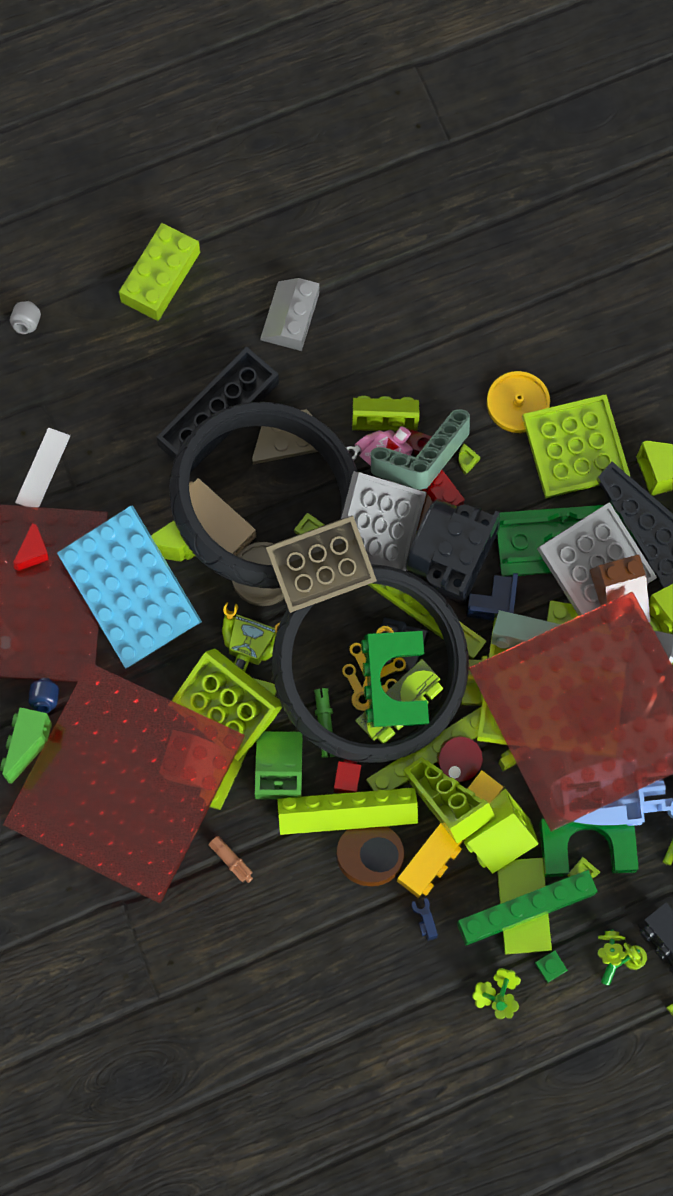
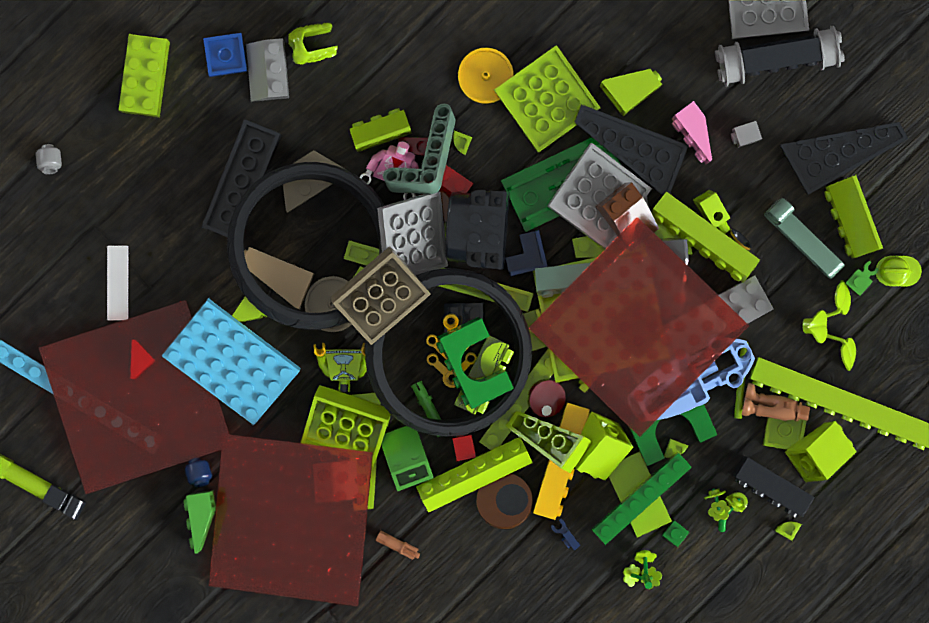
camera: 20 degrees left, 15 degrees up
(252, 282) = (225, 54): none -> blue plate
(343, 312) = (300, 54): none -> lime piece

